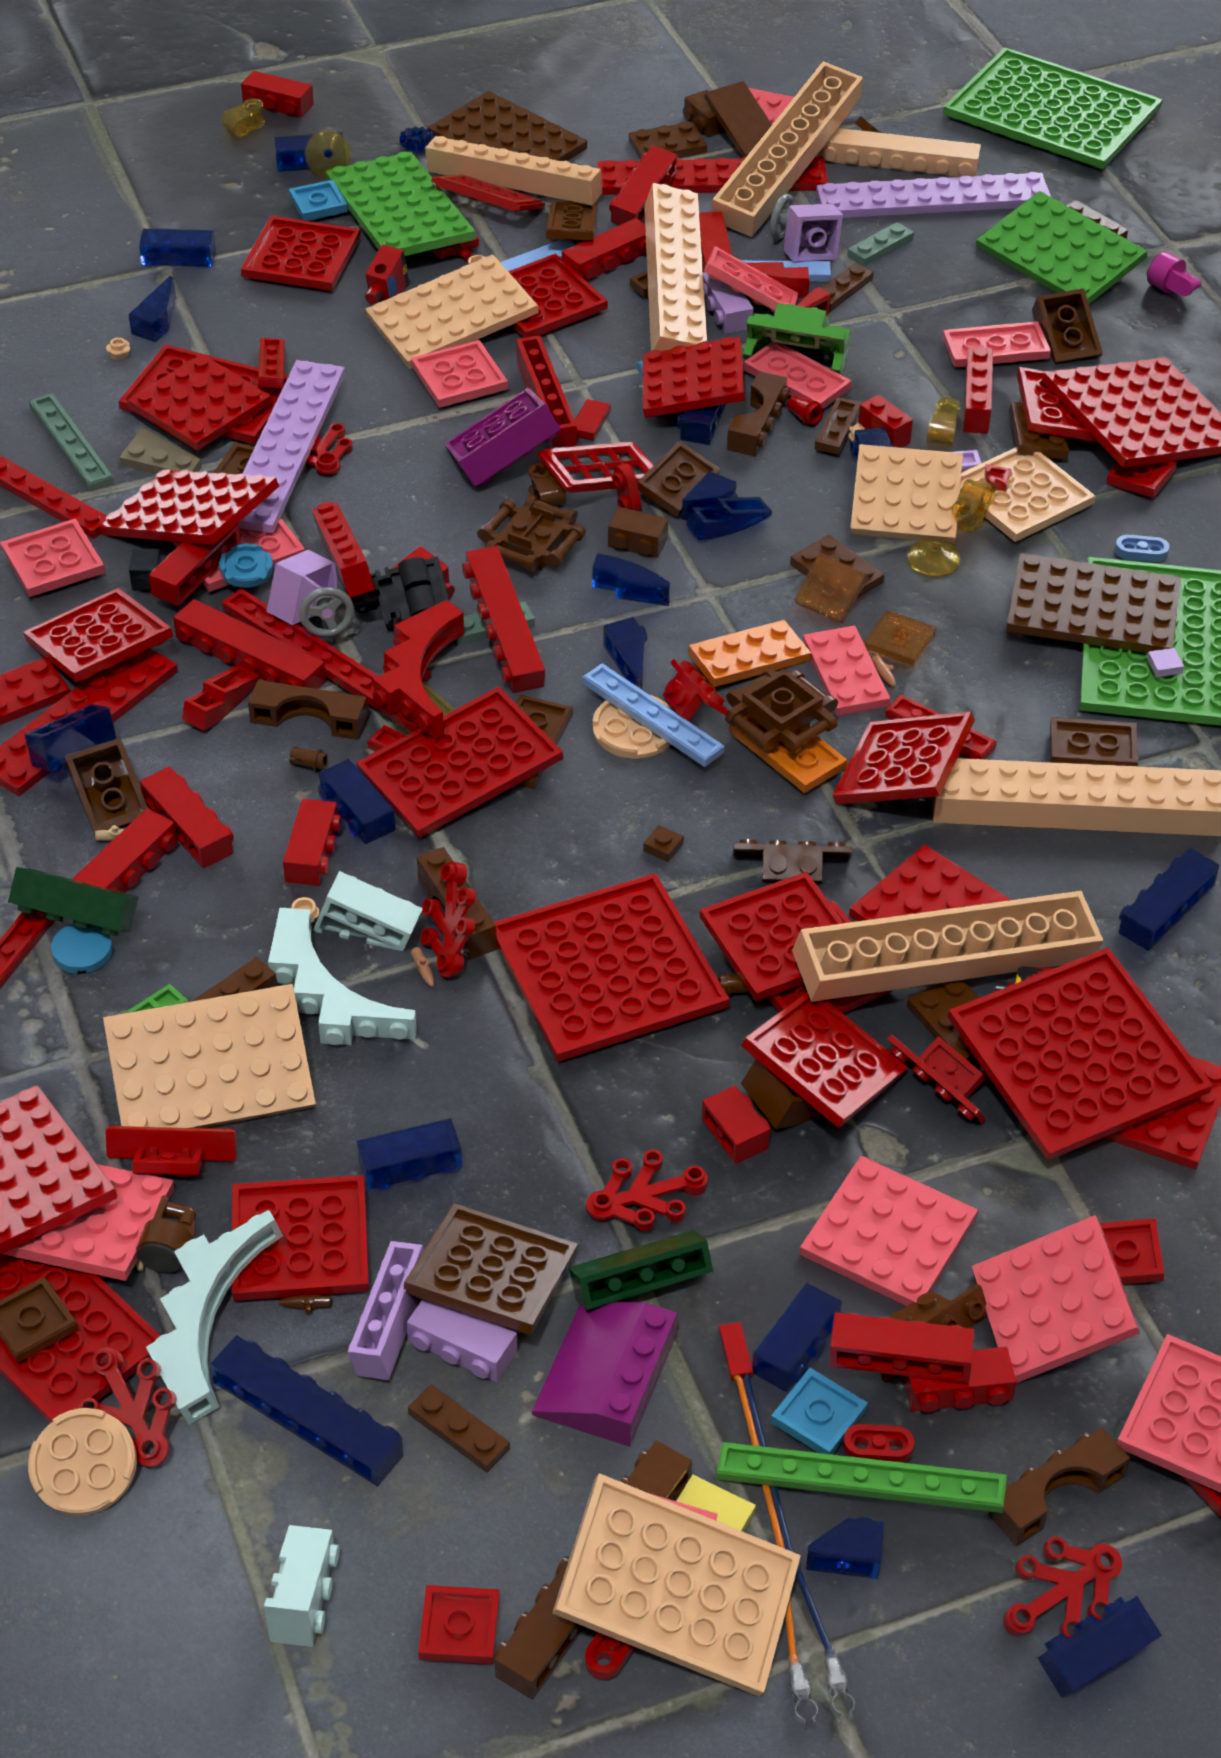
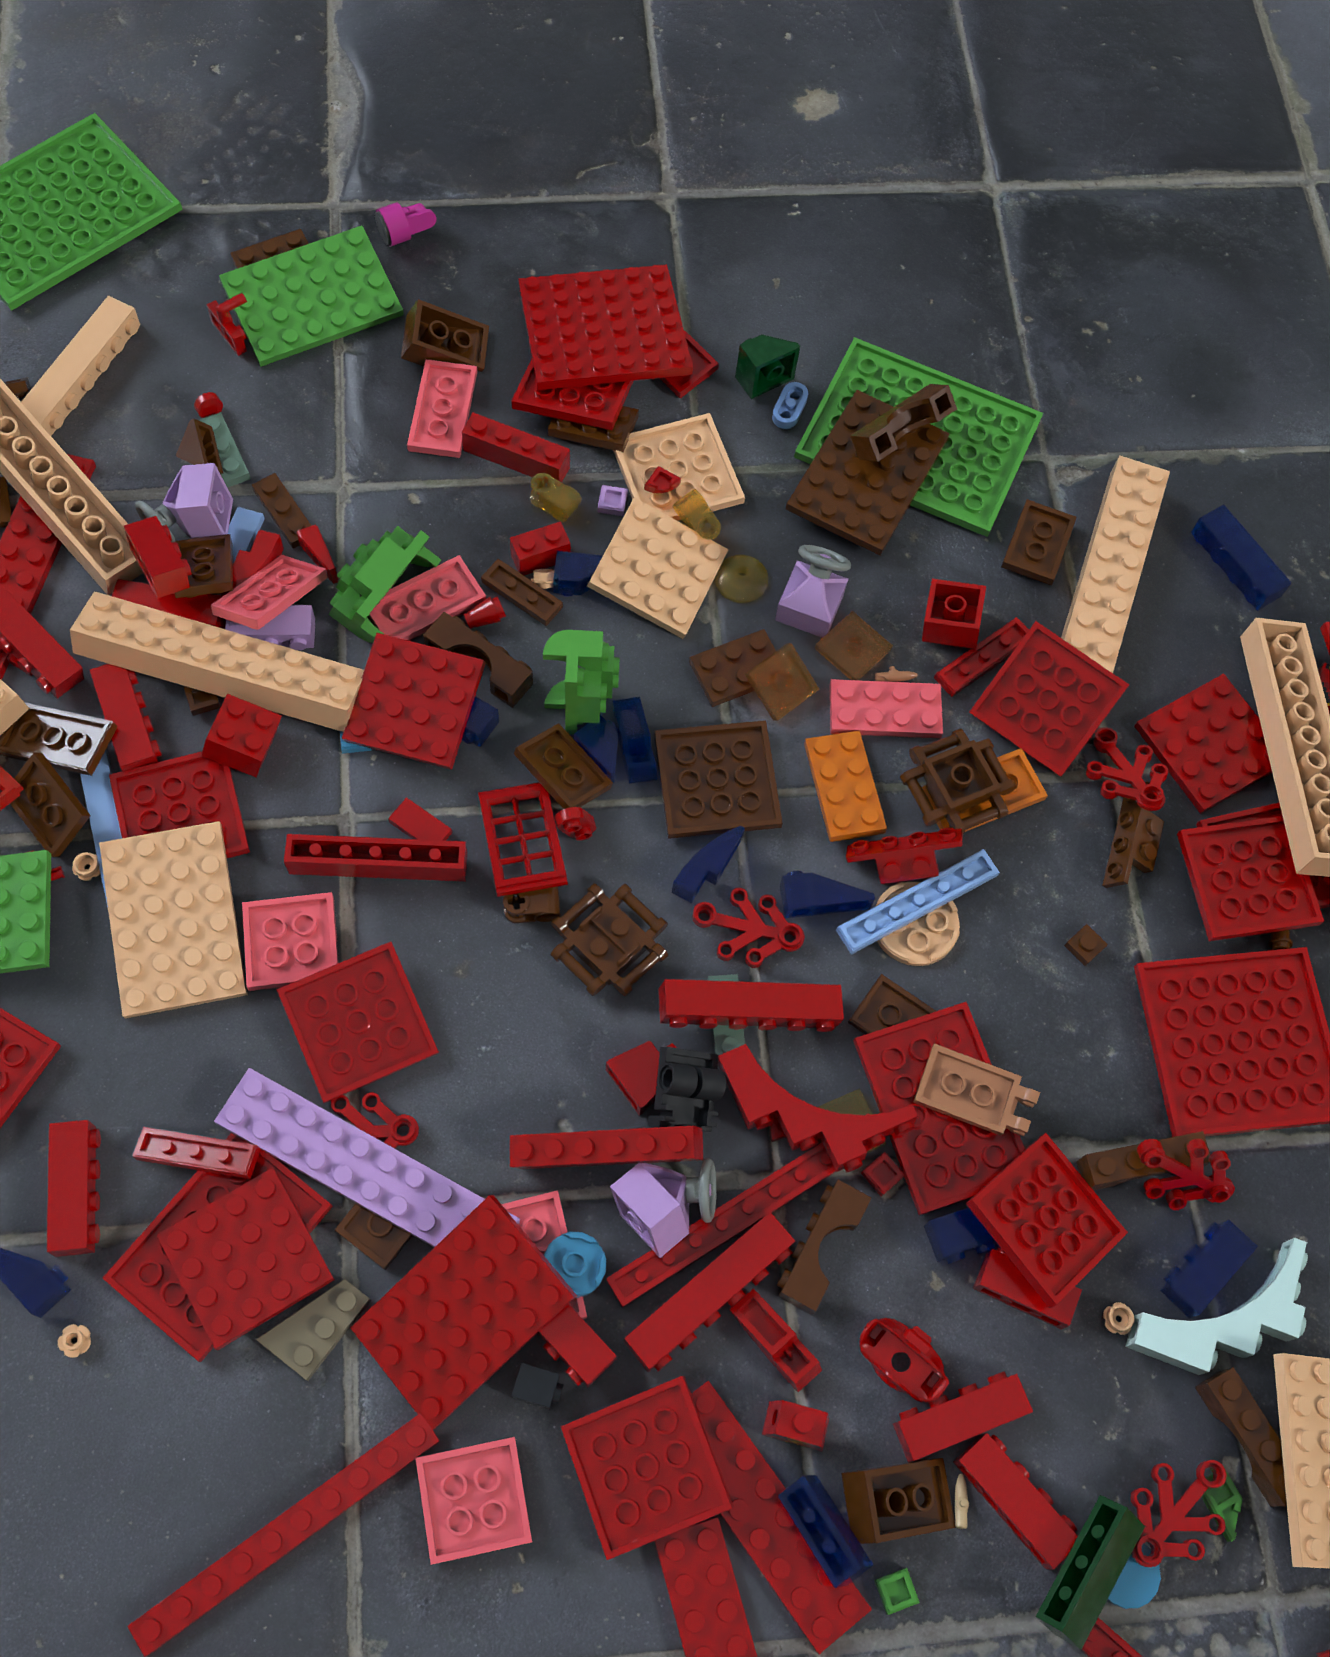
camera: 80 degrees left, 20 degrees up
(35, 806) = (896, 1591): none -> bright green tile
(71, 442) = (242, 1438): sand green tile -> none
(105, 947) = (1173, 1515): none -> red plant
(152, 700) = (796, 1424): none -> red torso
(226, 316) = (72, 1188): none -> red brick
(240, 772) = (924, 1377): none -> red piece
(308, 758) = (895, 1263): reddish brown pin -> none
(367, 913) = (1148, 1256): light aqua wedge -> none
(369, 964) = (1207, 1267): none -> clear blue brick
(373, 825) = (1047, 1219): none -> red plate
(386, 275) = (76, 970): red torso -> none
(404, 416) = (357, 1022): none -> red plate
(423, 966) = (1207, 1215): nougat helmet -> none
(476, 766) = (974, 1092): none -> nougat tile
(503, 437) = (446, 925): magenta slope -> none
(516, 228) = (48, 805): none -> reddish brown plate
(582, 643) = (752, 927): none -> red plant
(617, 300) = (241, 735): none -> red brick
(638, 532) = (635, 833): reddish brown brick -> none
(716, 573) = (717, 779): none -> reddish brown plate
(739, 207) = (158, 556): none -> red brick
(755, 244) = (209, 563): none -> reddish brown plate
(755, 454) = (583, 690): none -> bright green piece
(832, 841) = (1147, 796): none -> red plant
(868, 223) = (199, 445): none -> reddish brown slope
(916, 222) = (208, 404): none -> red tile
(932, 195) = (156, 376): lavender plate -> none
(933, 585) = (813, 591): none -> lavender piece
(967, 685) = (953, 613): none -> red brick
(999, 209) = (224, 323): none -> red plate
(1148, 594) = (922, 408): none -> reddish brown arch
(1165, 662) = (962, 446): lavender tile -> none
(1166, 512) = (766, 364): none -> dark green slope

